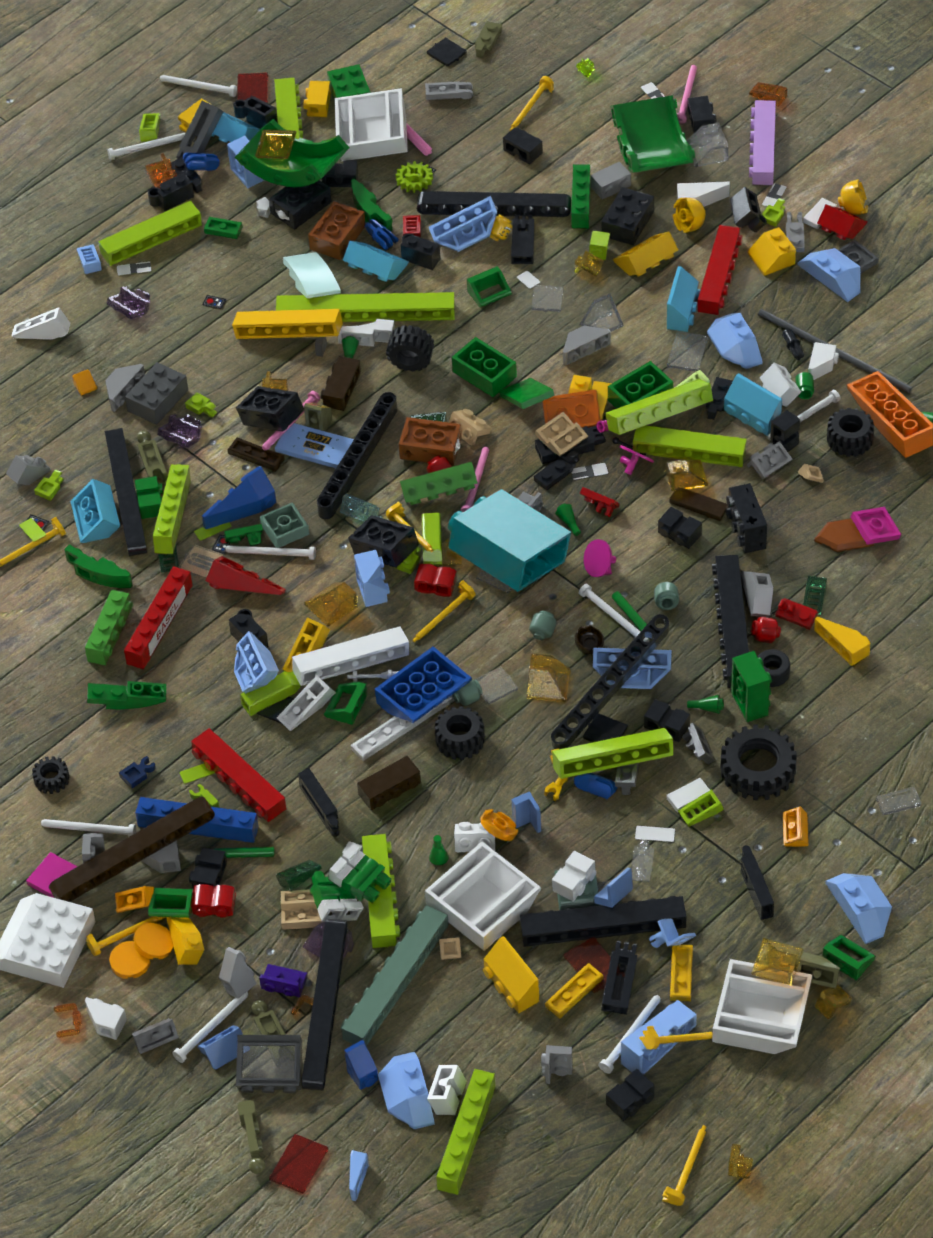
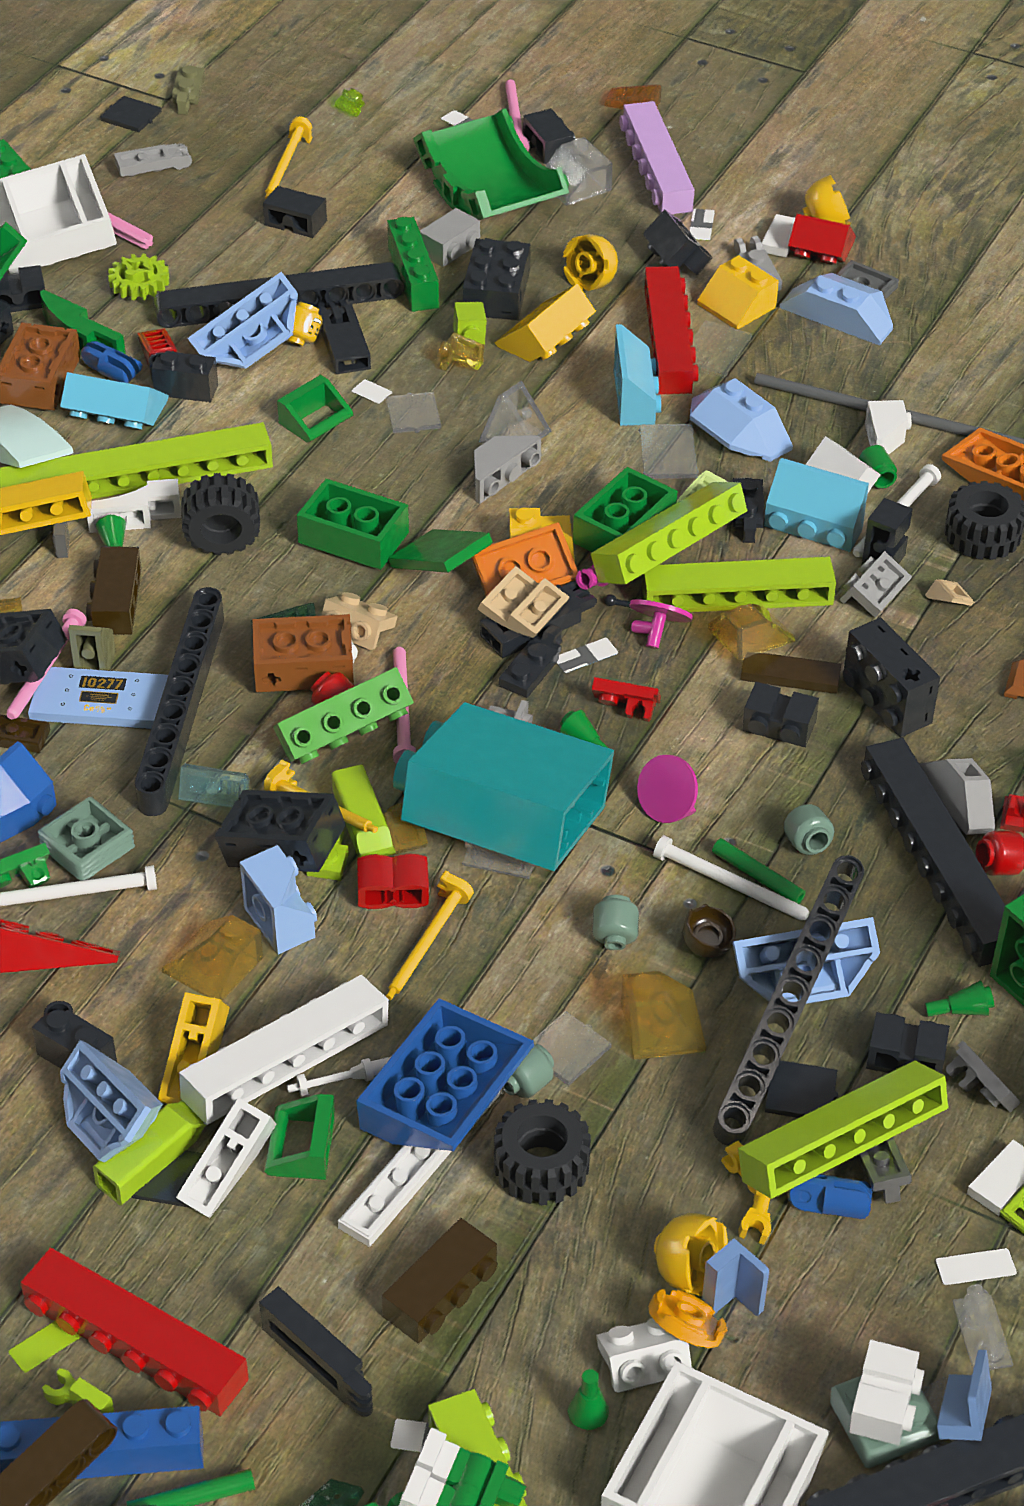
camera: 20 degrees left, 5 degrees down
(509, 789) = (686, 1247): none -> yellow cylinder
(704, 192) = (613, 227): white slope -> none
(774, 213) = (716, 243): lime plate -> none
(793, 344) = (829, 413): black axle -> none

